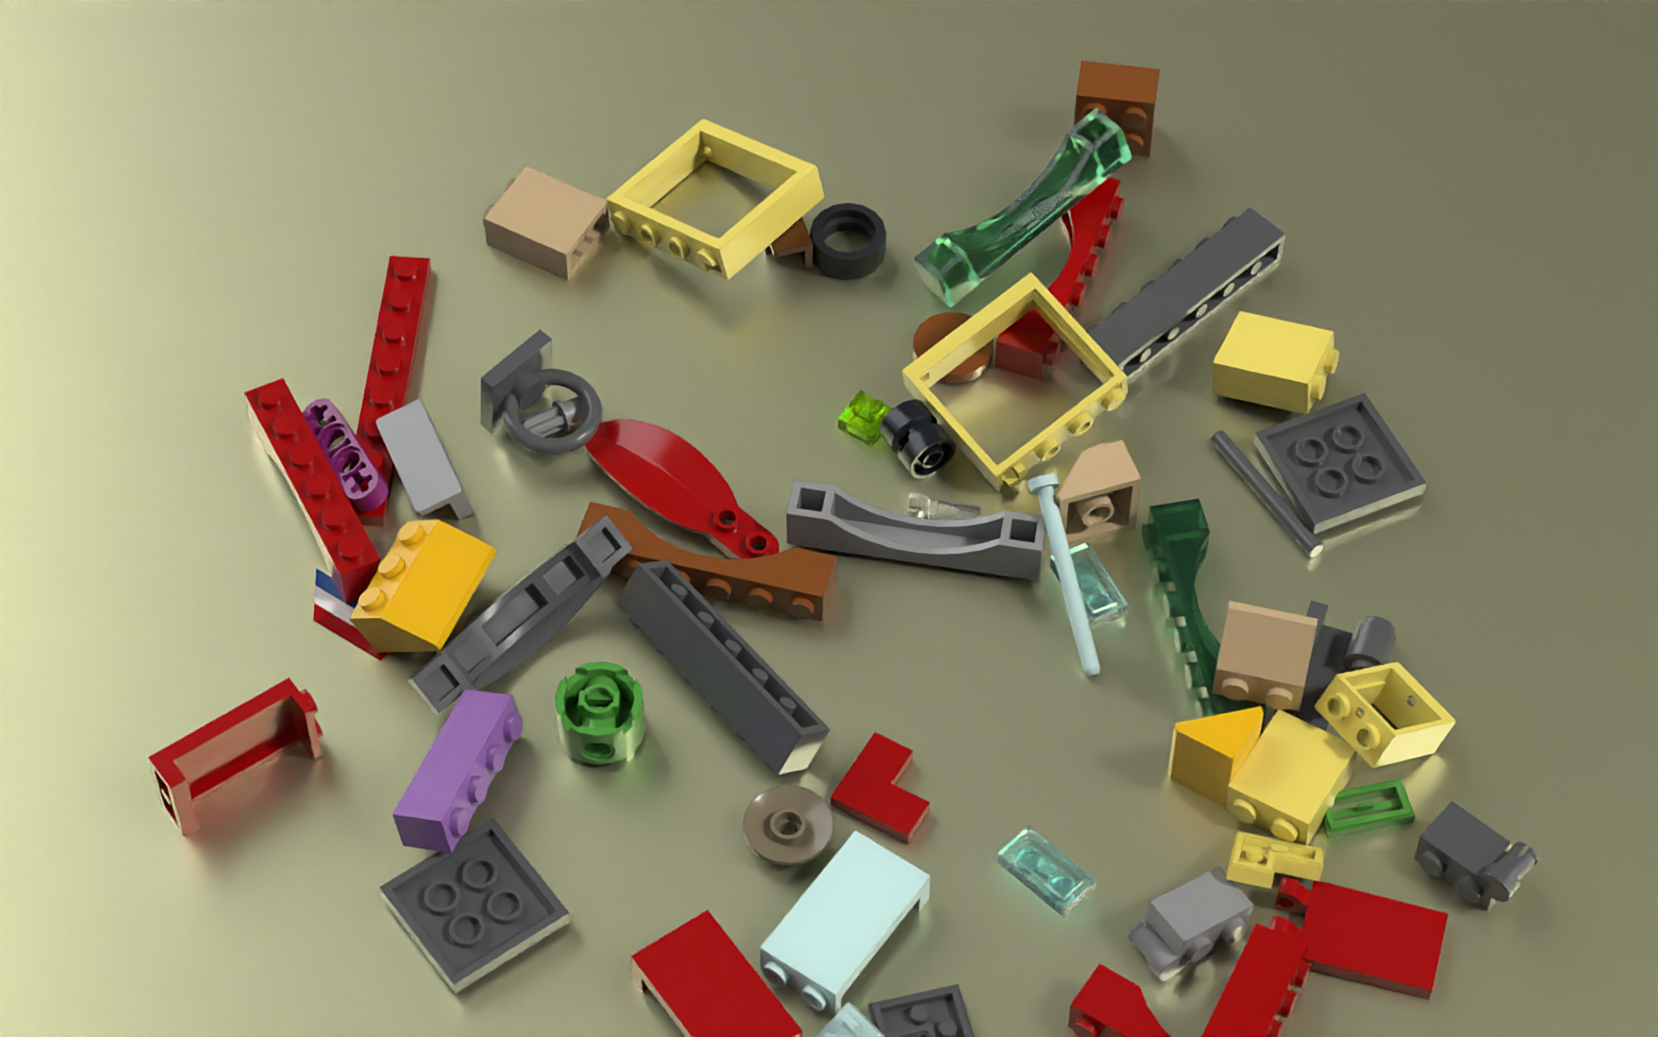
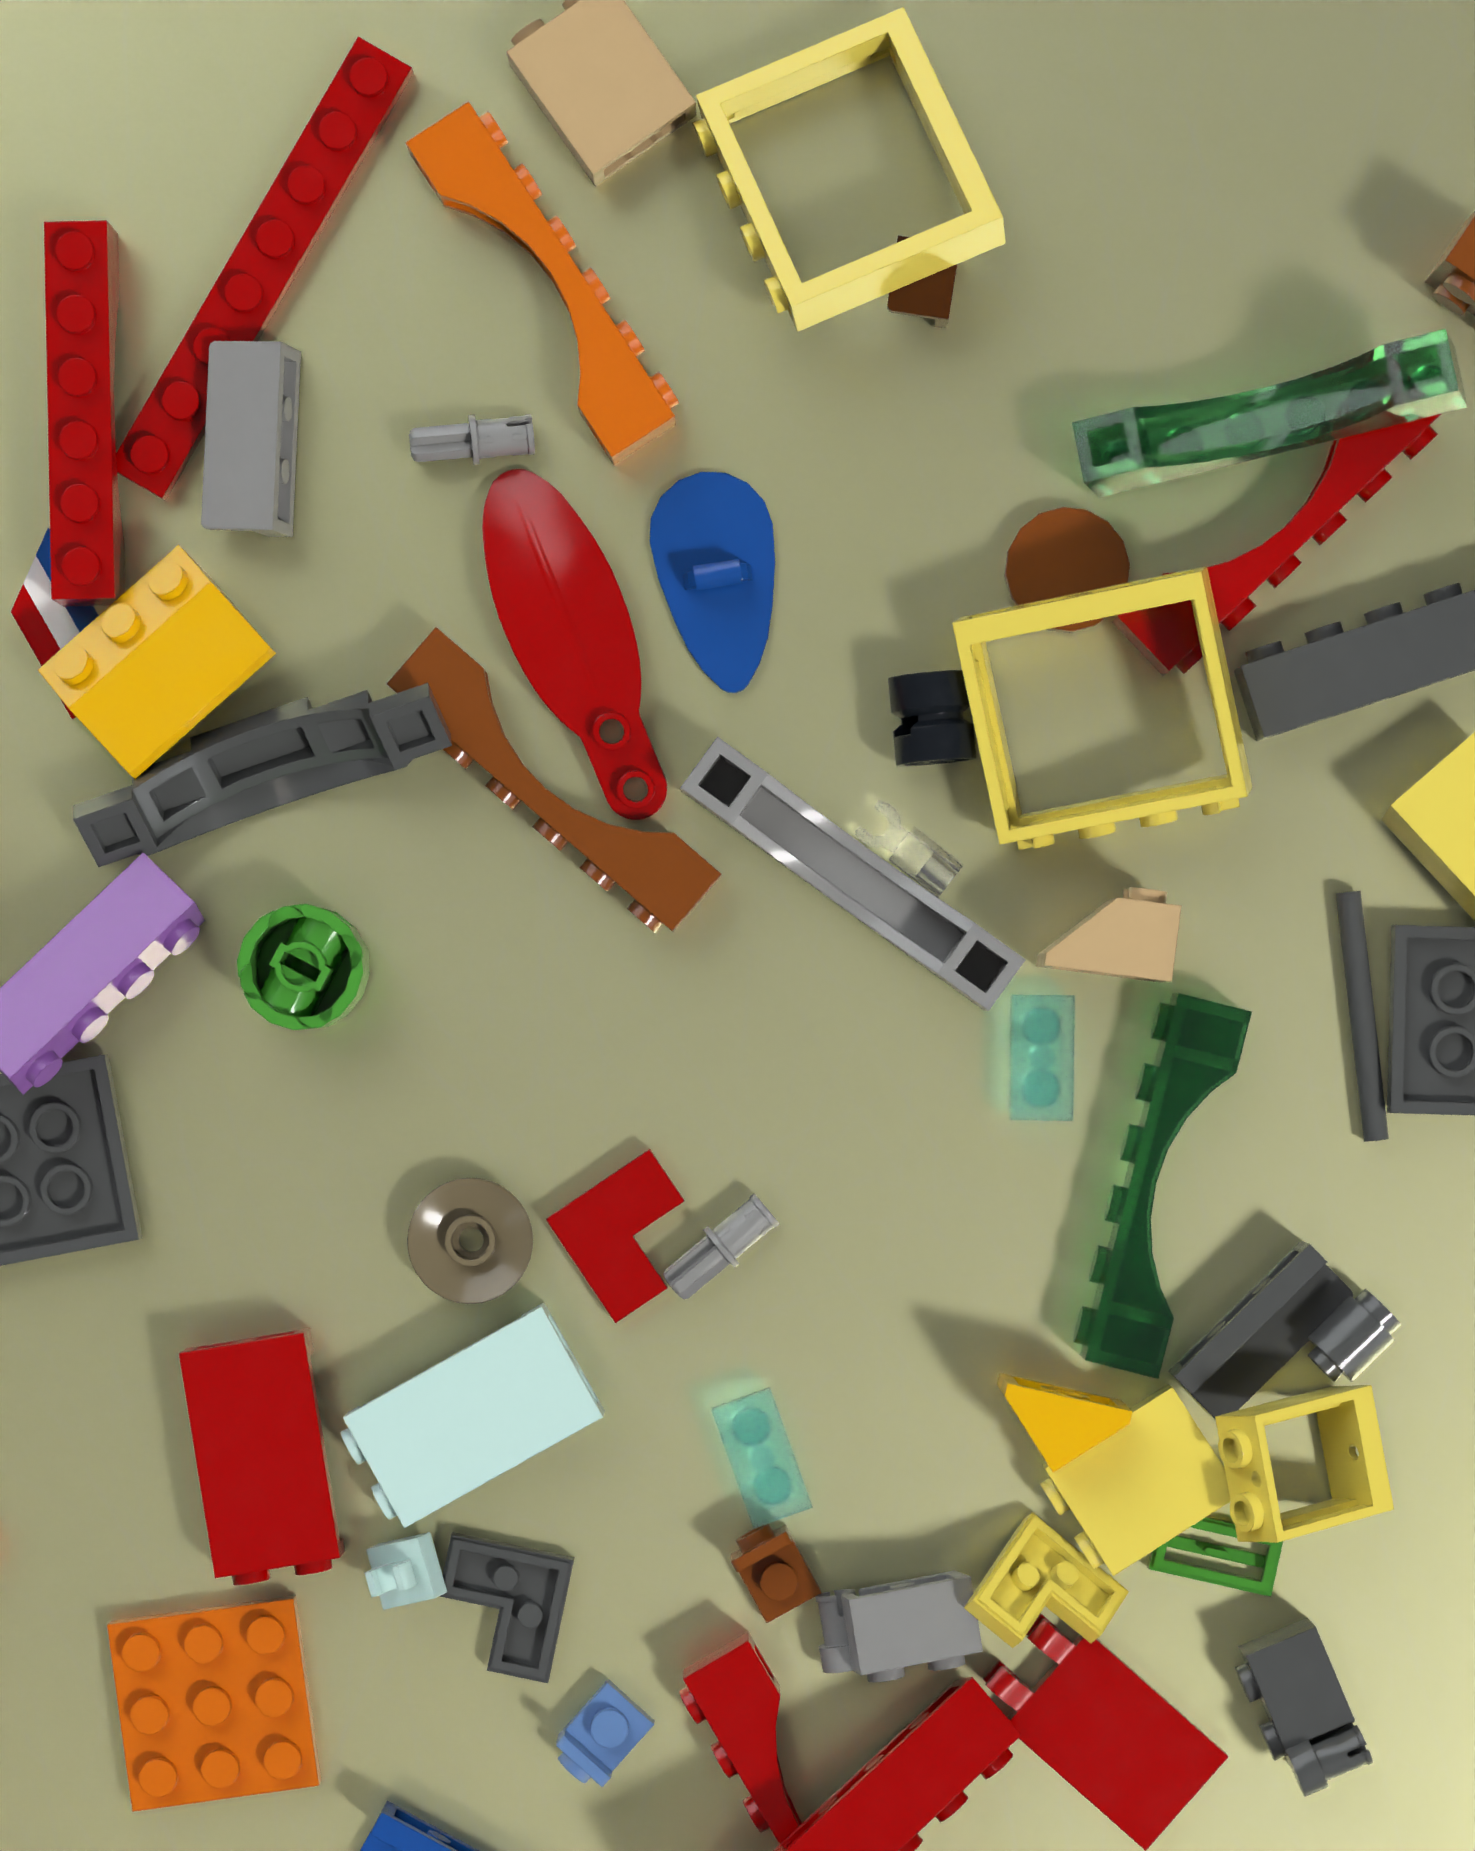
camera: 30 degrees right, 35 degrees up
(345, 453) = (155, 376): magenta beam -> none
(497, 292) = (473, 177): none -> orange arch
(518, 385) = (430, 384): dark grey tile -> none
(722, 667) = (492, 968): dark grey brick -> none
(745, 431) = (717, 572): none -> blue shield
(851, 218) = (1021, 269): black tyre -> none
(863, 418) = (888, 635): clear neon green tile -> none
(951, 766) = (719, 1247): none -> light grey axle
(1044, 488) = (1037, 926): light aqua bar -> none
(1091, 934) = (774, 1570): none -> dark orange bracket
(1264, 656) = (1177, 1338): tan slope -> none

